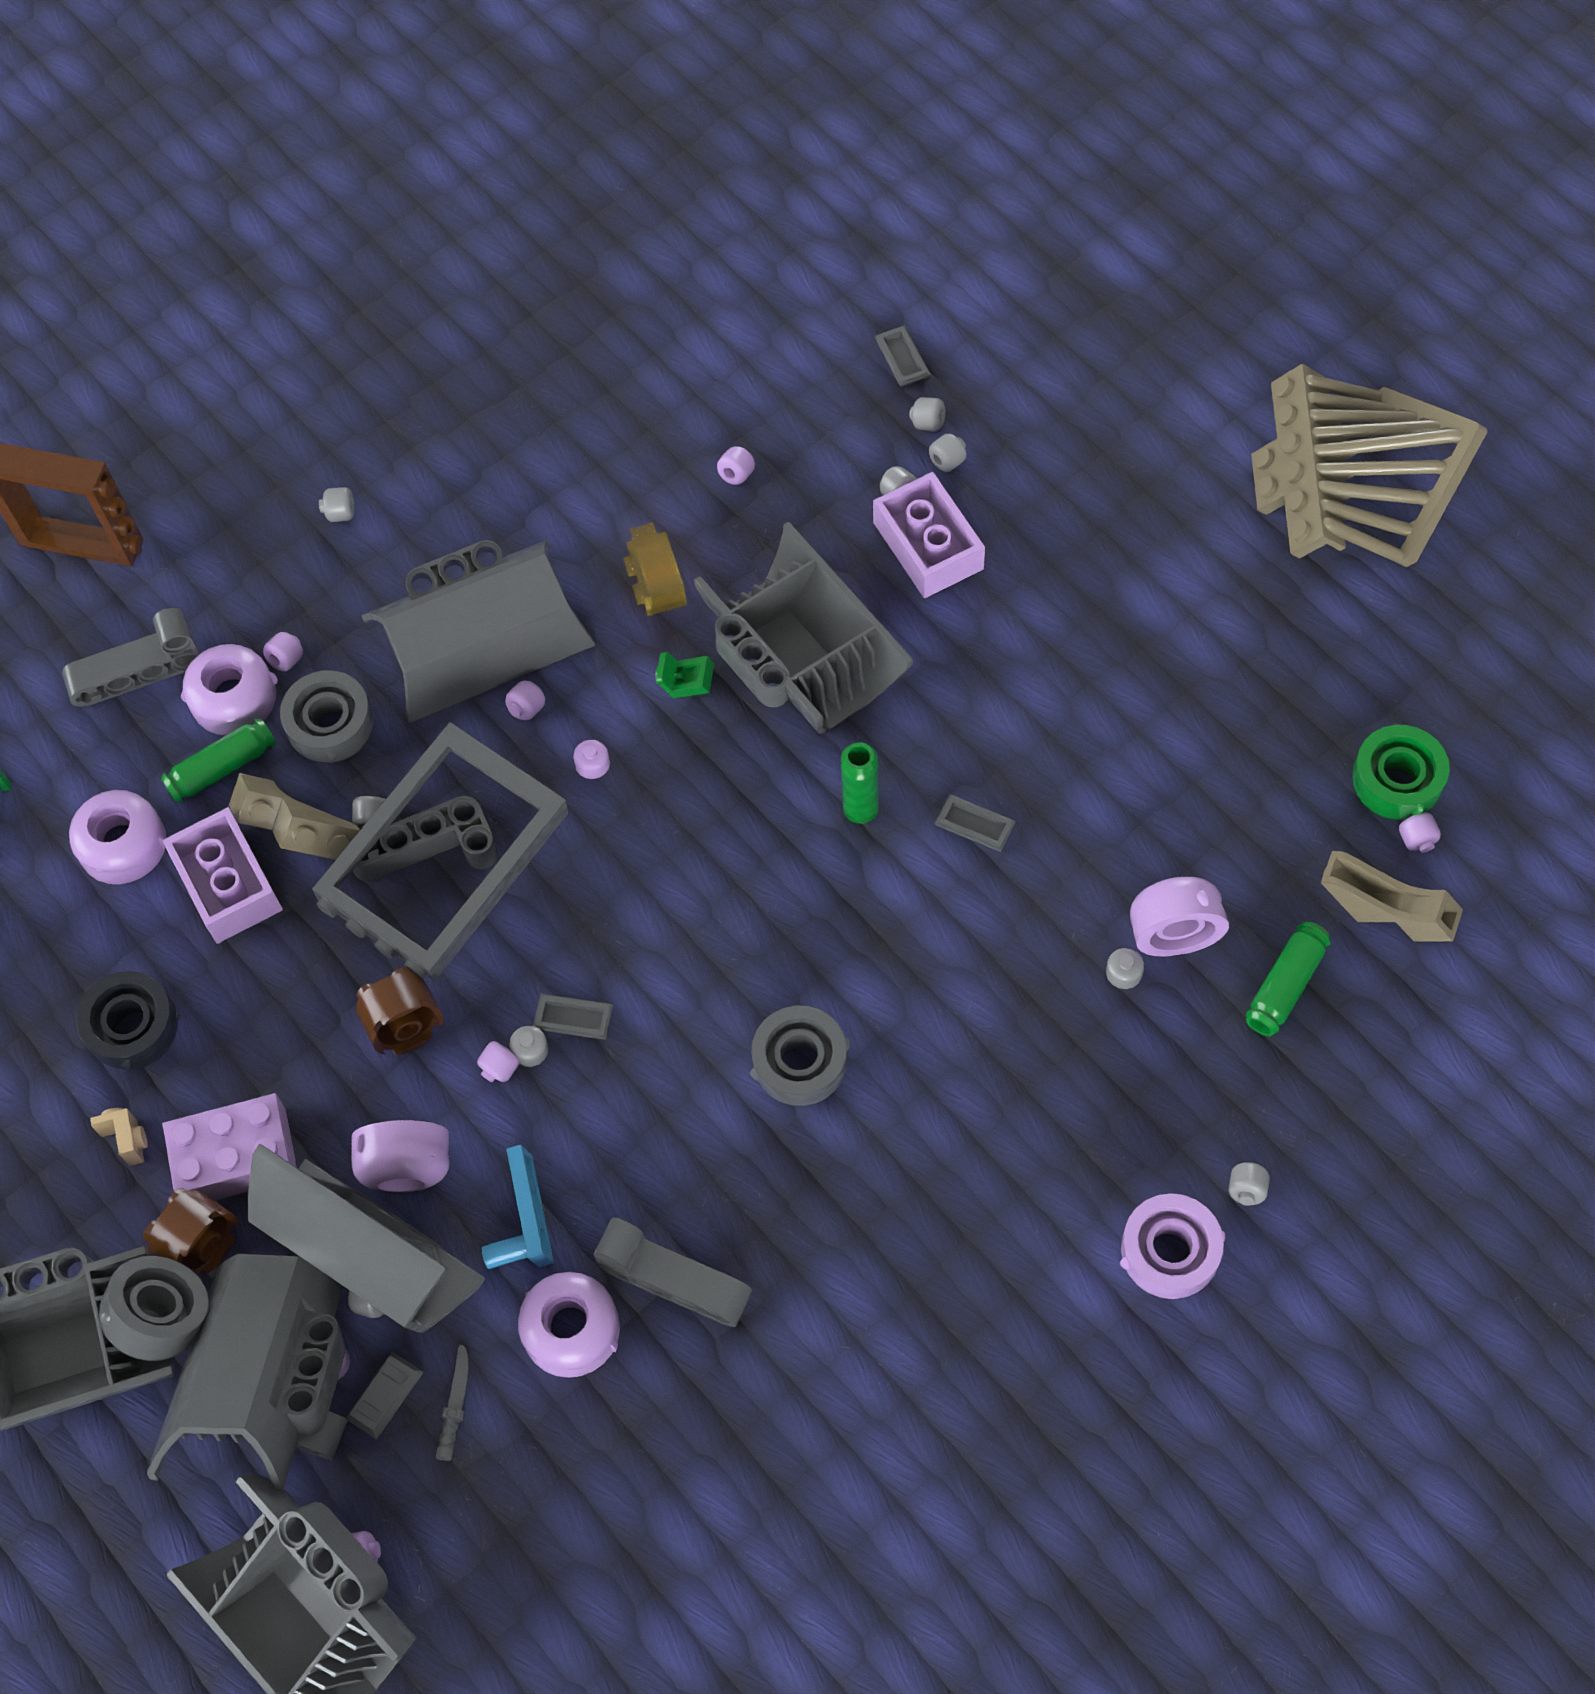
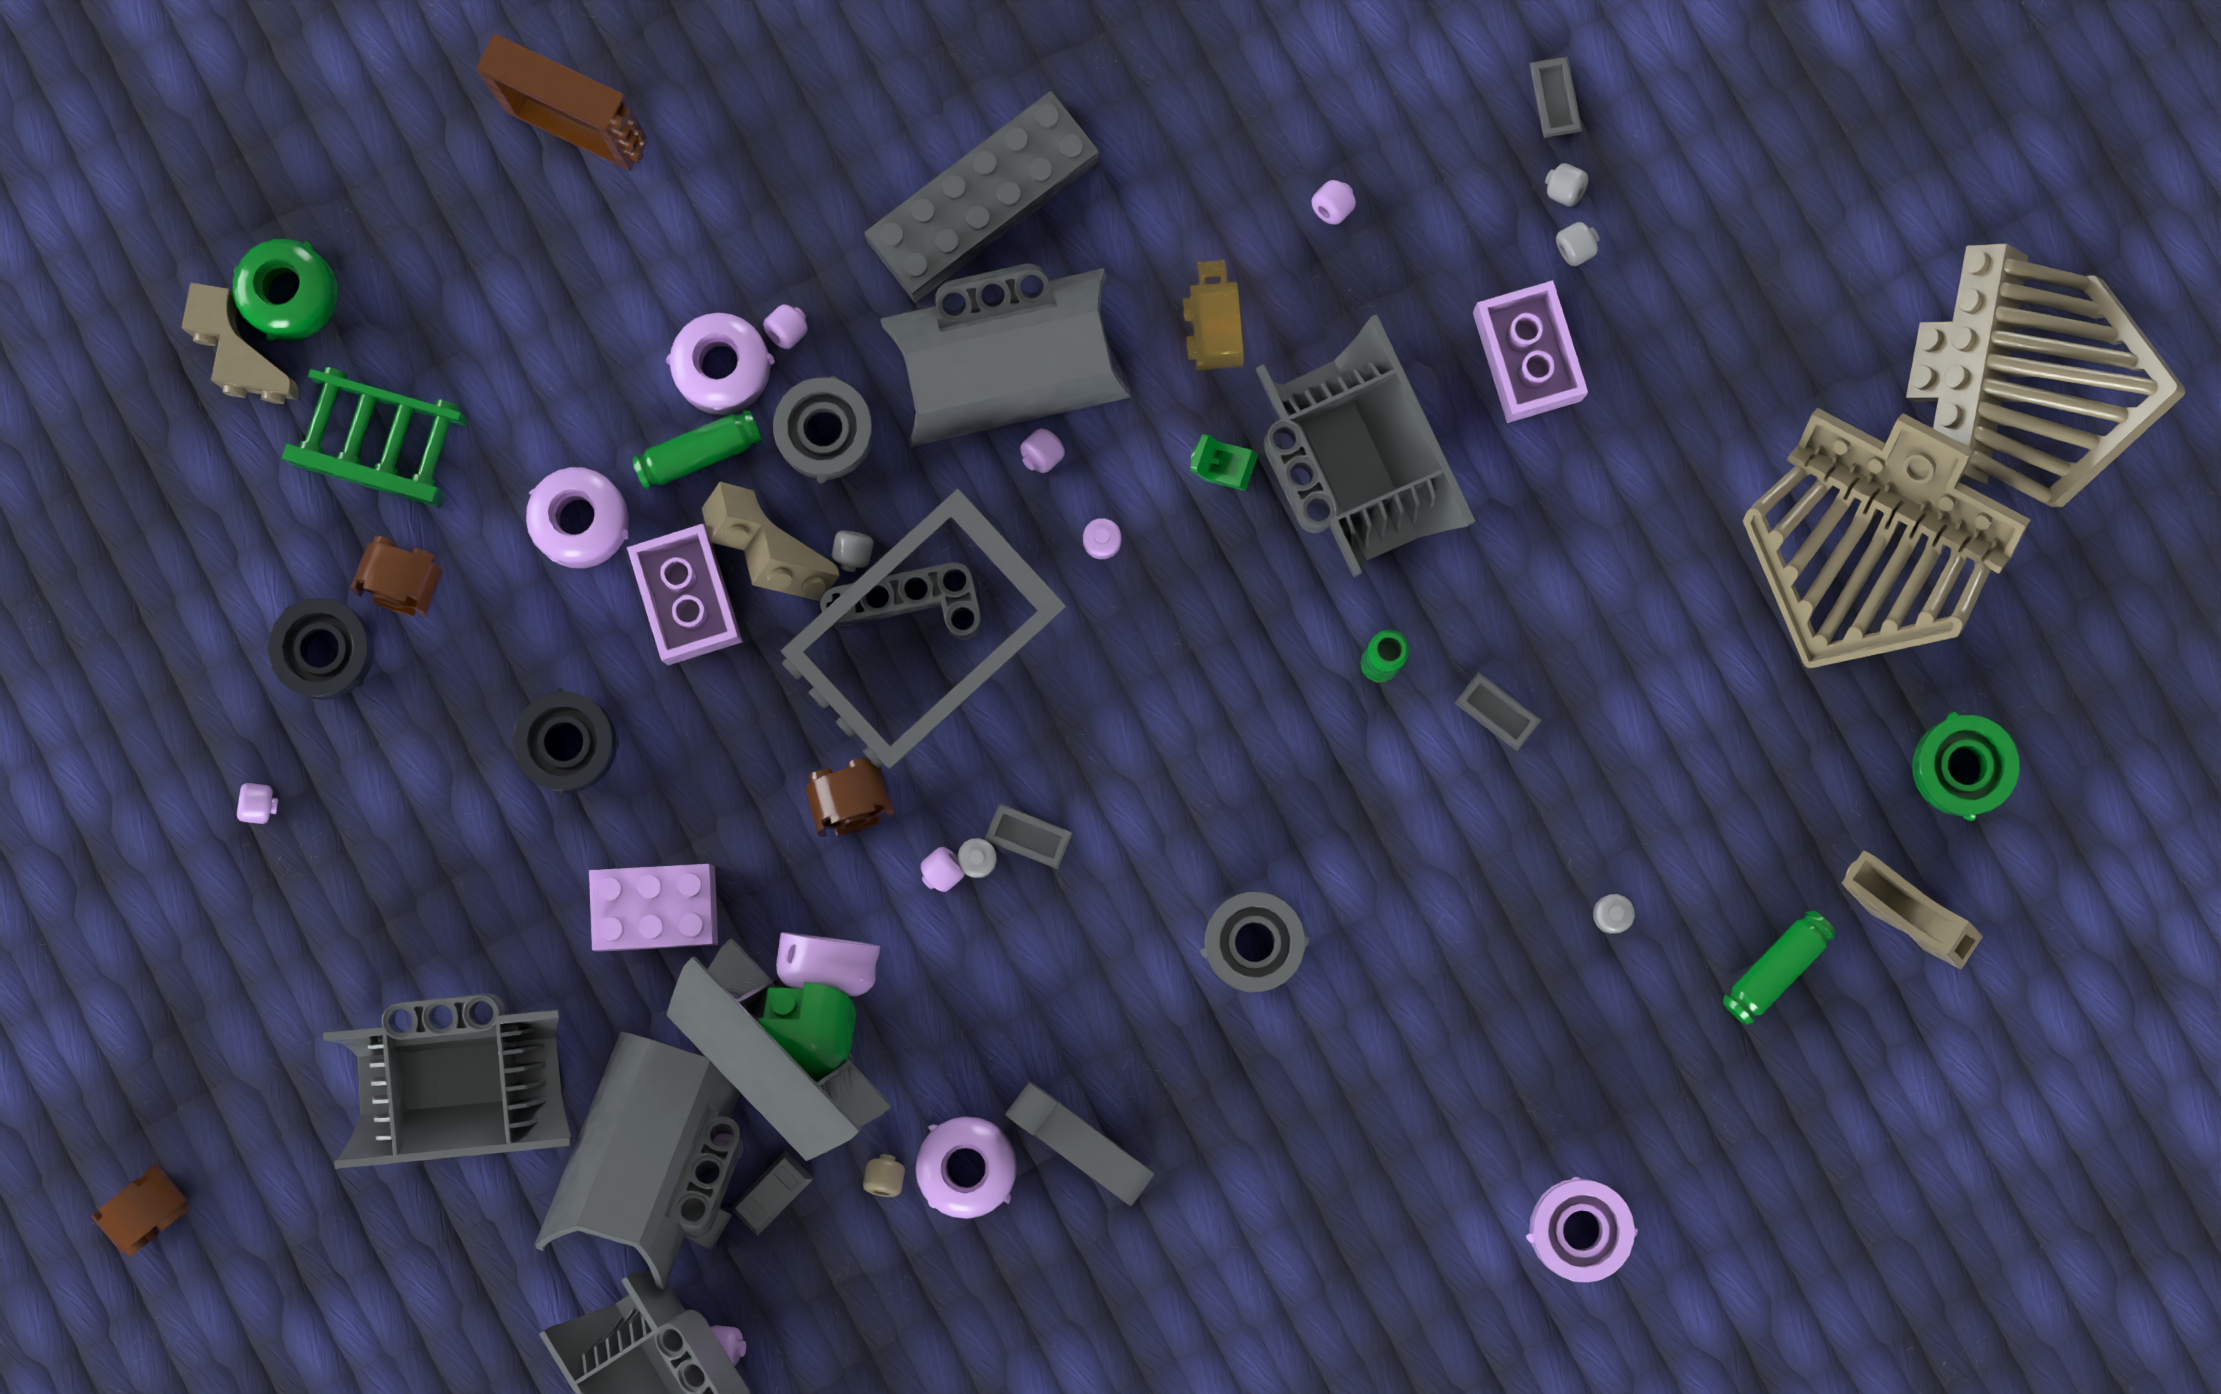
camera: 10 degrees right, 20 degrees up
(129, 1135) = (552, 869): tan bracket -> none
(133, 663) = (618, 307): dark grey beam -> none
(159, 1287) = (581, 1062): dark grey piece -> none
(192, 1231) = (603, 993): reddish brown brick -> none
(337, 504) = (873, 150): light grey piece -> none
(396, 1198) = (811, 1025): none -> green brick
(436, 515) = (982, 196): none -> dark grey brick
(453, 1413) = (837, 1228): dark grey piece -> none
(490, 1353) = (884, 1176): none -> dark tan piece
(534, 1241) = (947, 1073): dark azure piece -> none
(894, 479) = (1511, 274): light grey piece -> none
(1178, 916) = (1682, 879): lavender piece -> none
(1249, 1183) = (1677, 1176): light grey piece -> none
(1281, 555) = (1913, 483): none -> dark tan plate
(1420, 832) = (1966, 835): lavender piece -> none

